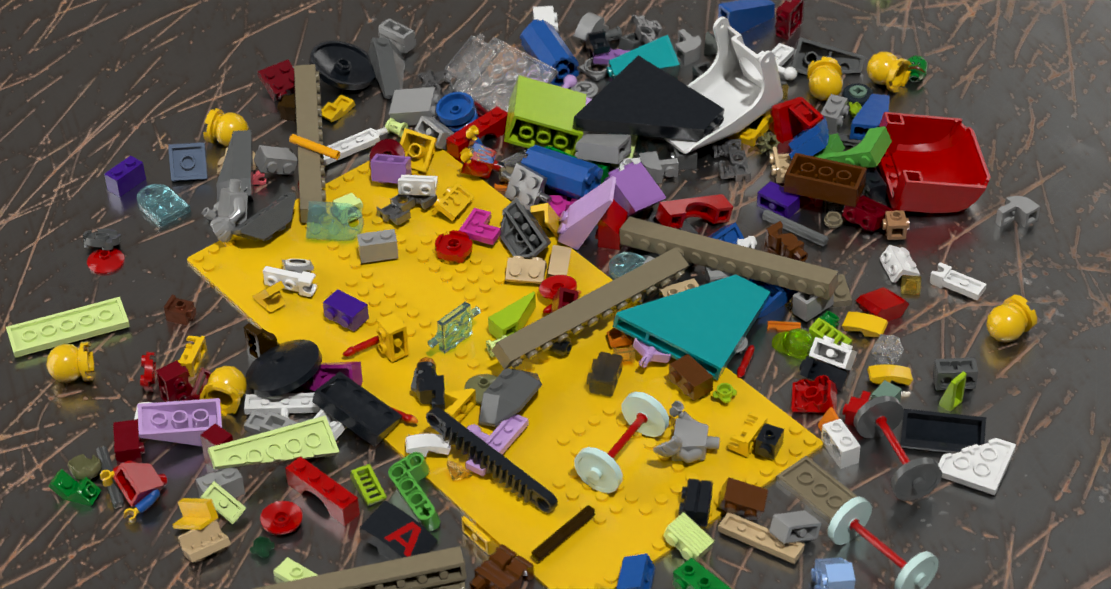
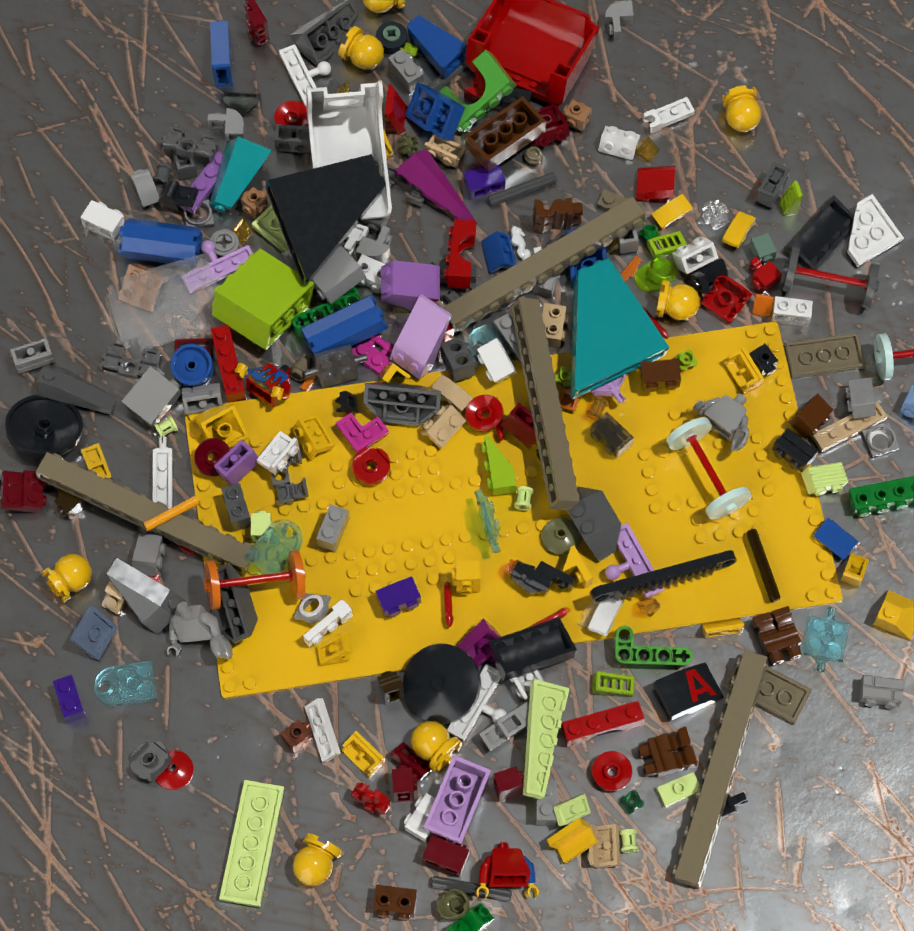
camera: 60 degrees left, 25 degrees up
(66, 431) = (395, 902): none -> reddish brown brick
(195, 324) = (322, 730): none -> white plate
(220, 559) = (628, 841): none -> yellowish green bush
(314, 235) = (295, 574): none -> orange piece
(325, 548) = (664, 755): none -> reddish brown hips
(358, 182) = (236, 506): none -> dark grey brick
(496, 207) = (348, 403): none -> black tile
(595, 252) = (458, 359): none -> dark grey brick
(610, 267) = (496, 361): none -> white brick
(662, 151) = (355, 237): none -> white plate
(746, 164) = (427, 176): none -> magenta wedge
(768, 559) = (885, 430): none -> light grey piece
(773, 357) = (678, 301): none -> yellow tile
(806, 113) = (414, 94): red slope -> none

